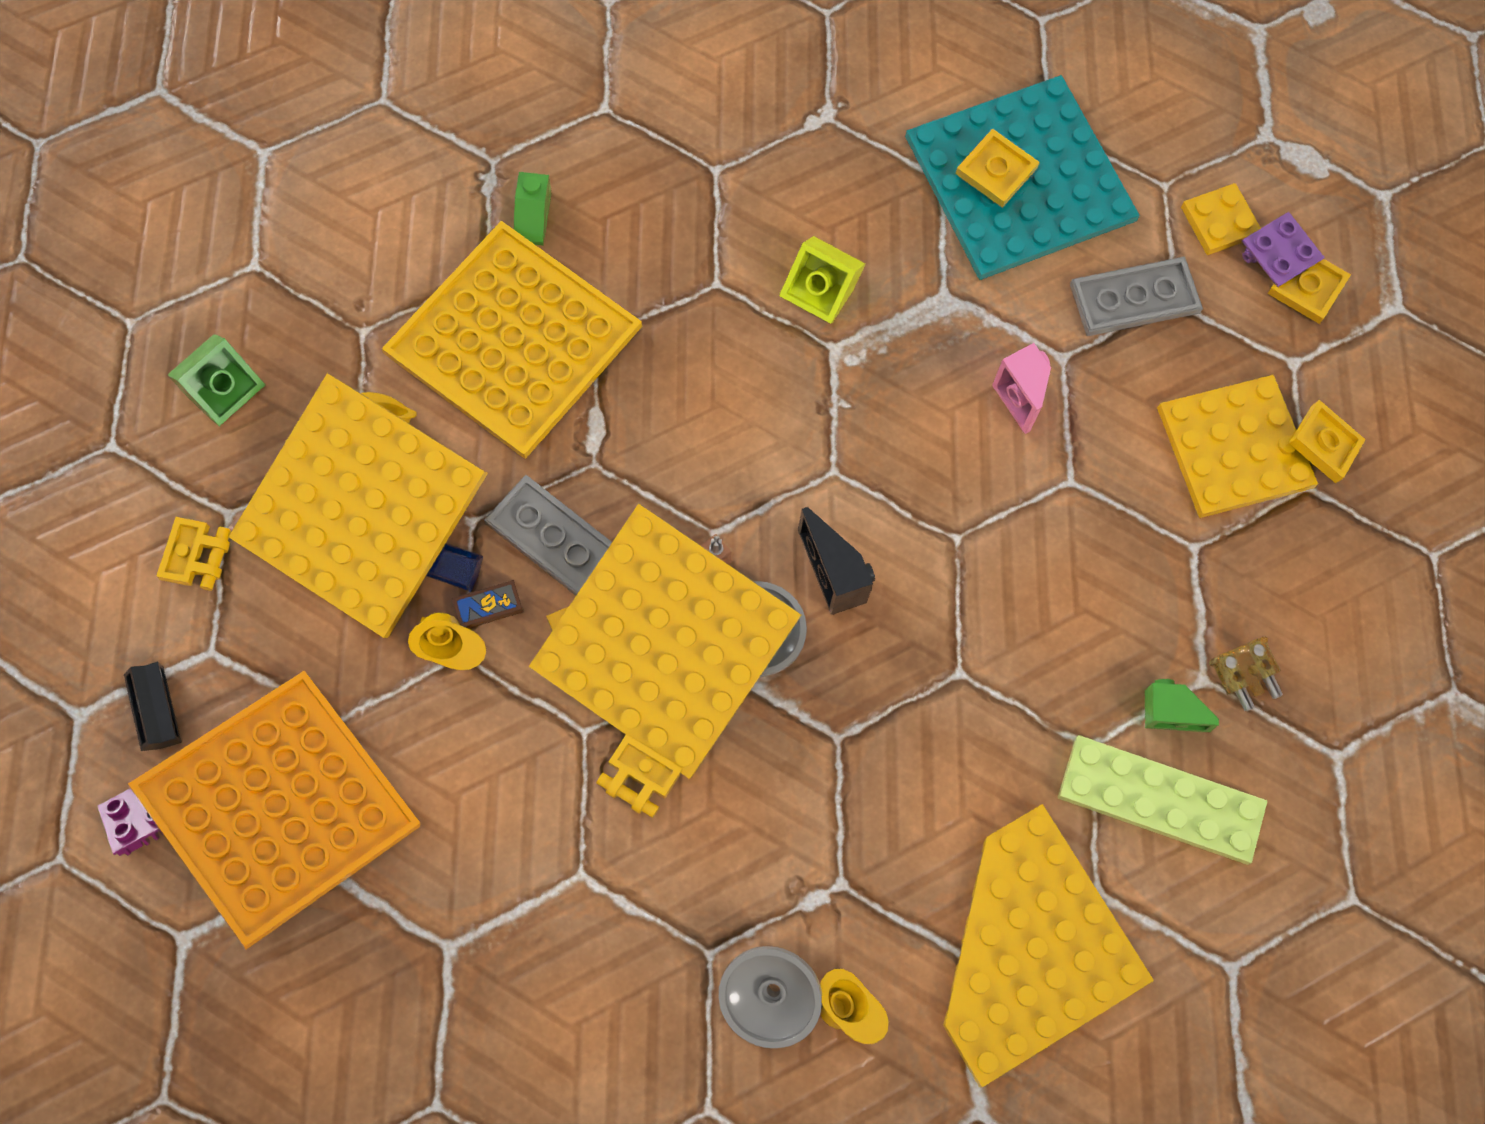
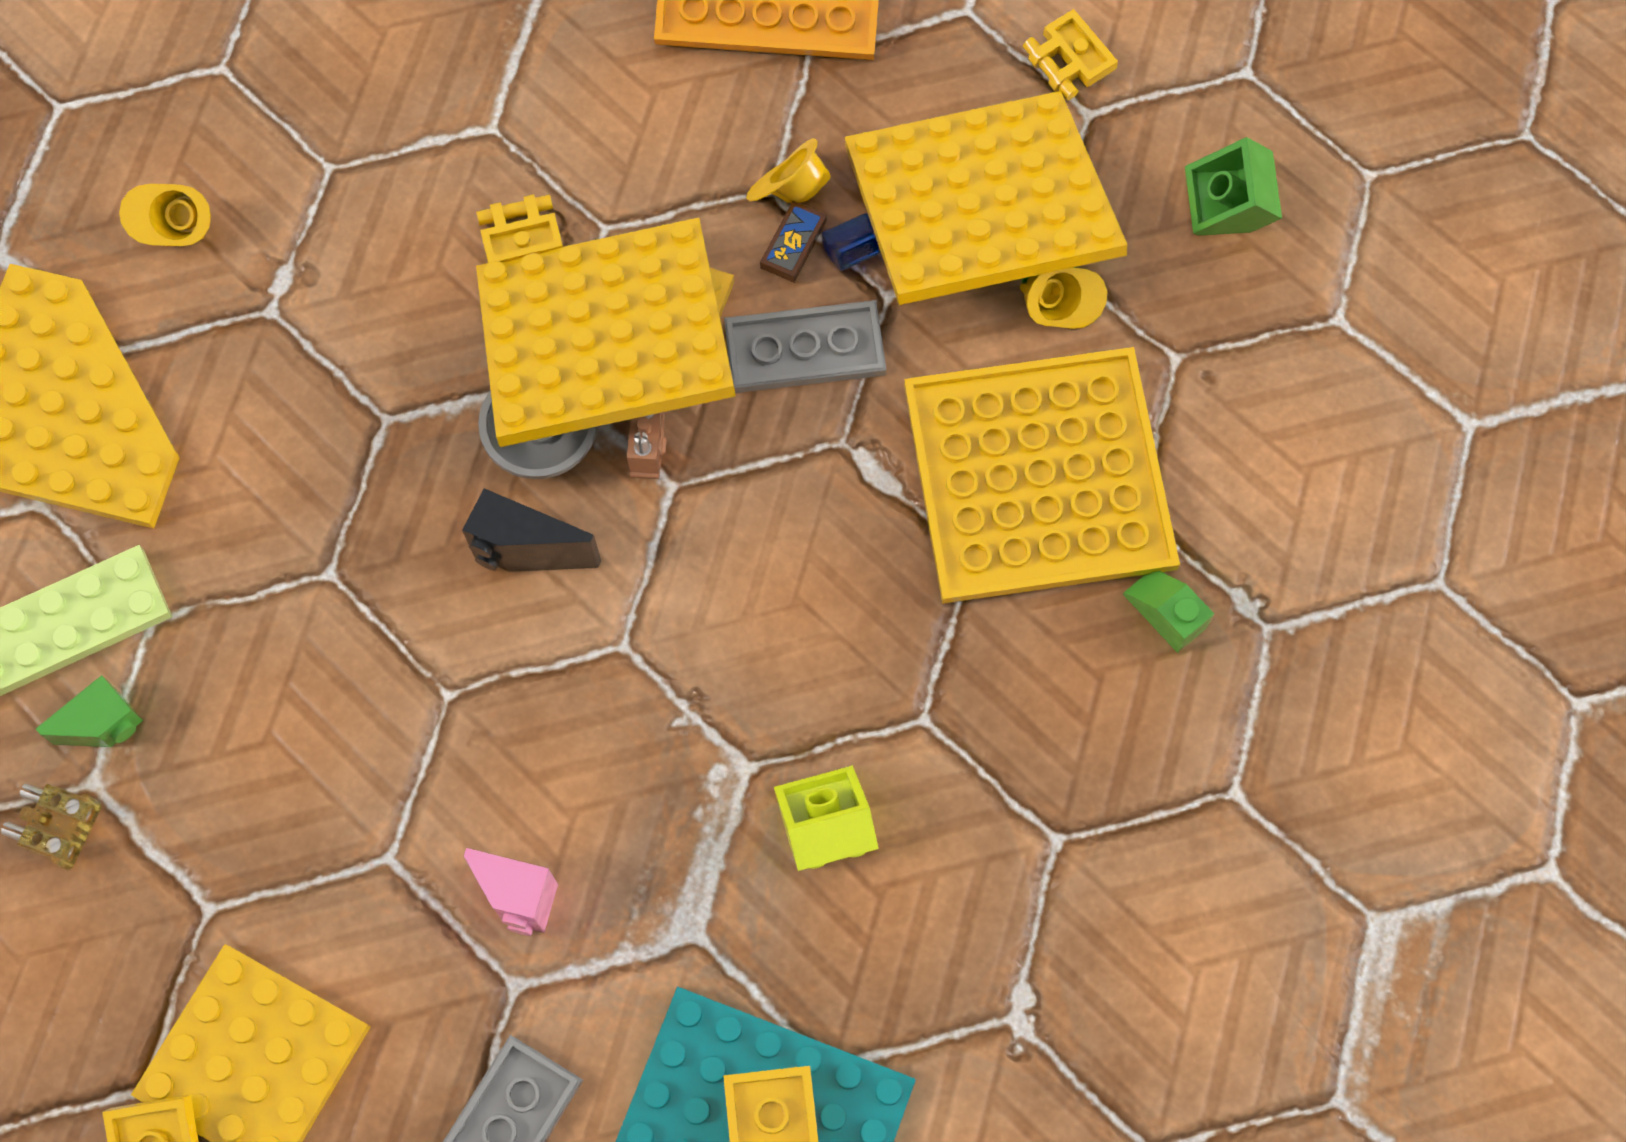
camera: 140 degrees right, 0 degrees up
(764, 1015) = (241, 164): light grey dish -> none

